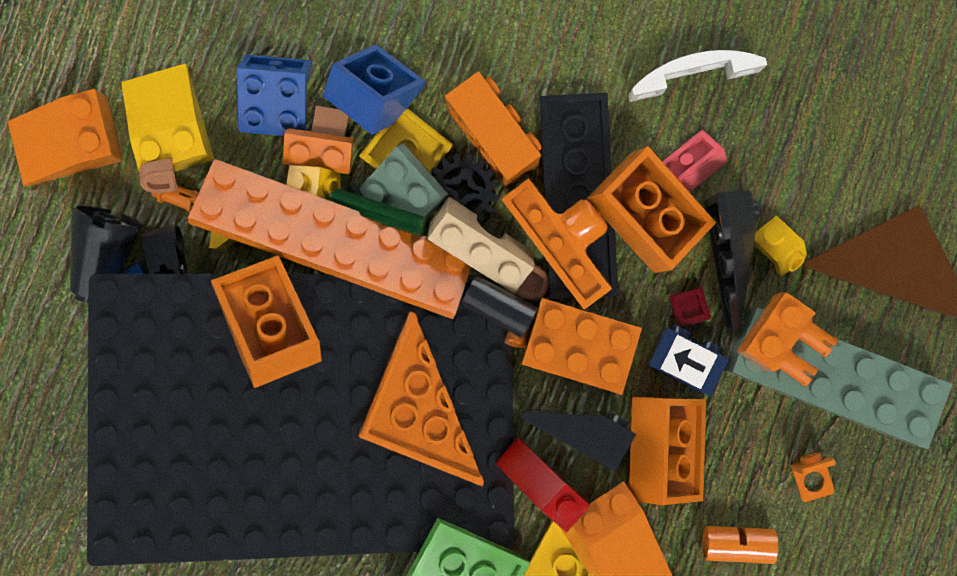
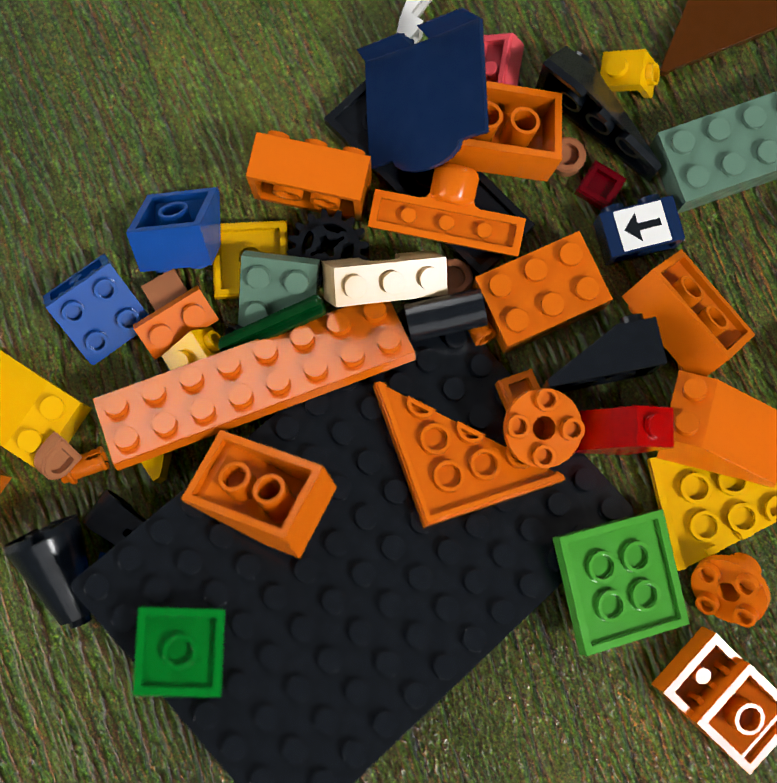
camera: 40 degrees left, 5 degrees down
(121, 382) = (179, 652): none -> green plate
(494, 441) = (543, 428): none -> orange plate
(505, 402) = (515, 385): none -> orange tile
(617, 144) = (426, 93): none -> dark blue piece
(687, 269) = (572, 157): none -> nougat tile
(776, 332) = (694, 133): orange brick -> none

